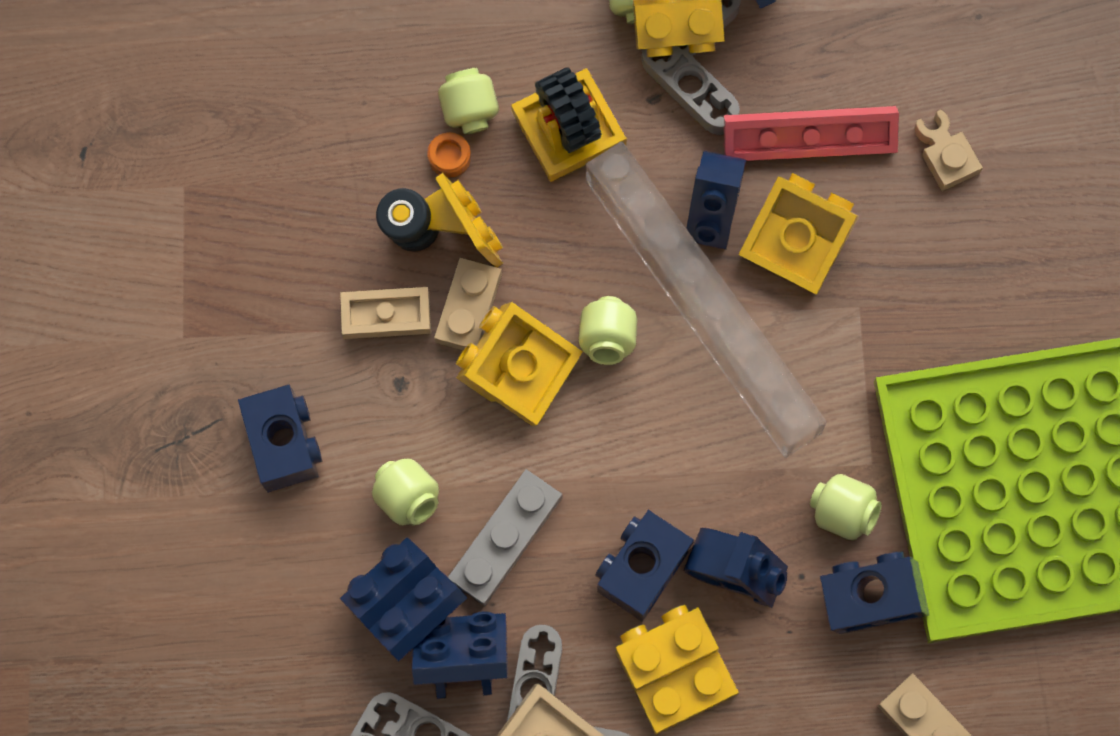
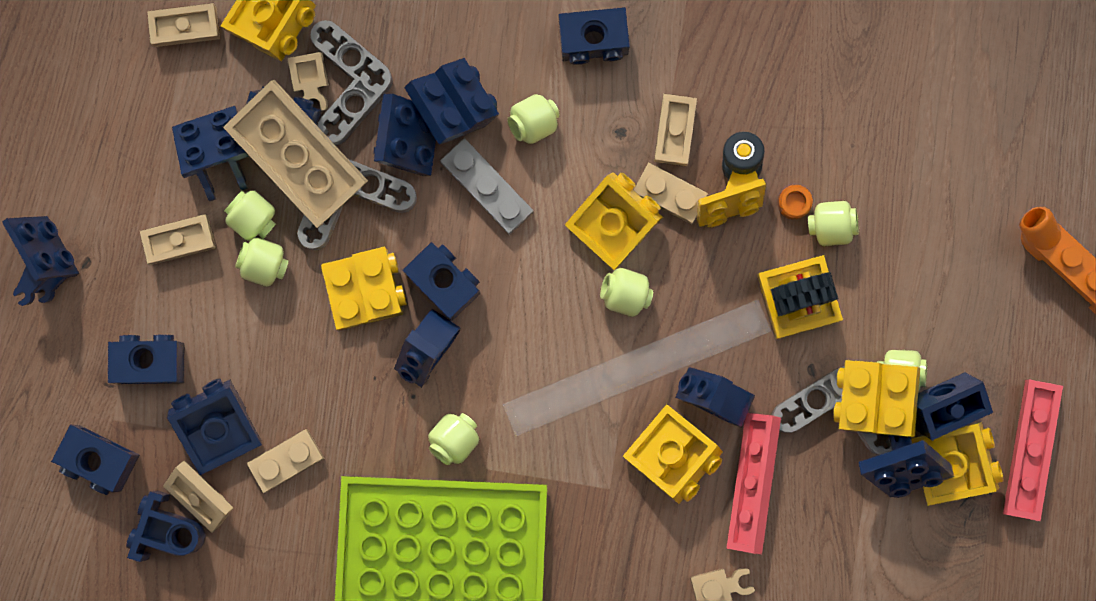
camera: 100 degrees right, 10 degrees up
(901, 599) = (376, 423): dark blue brick -> none

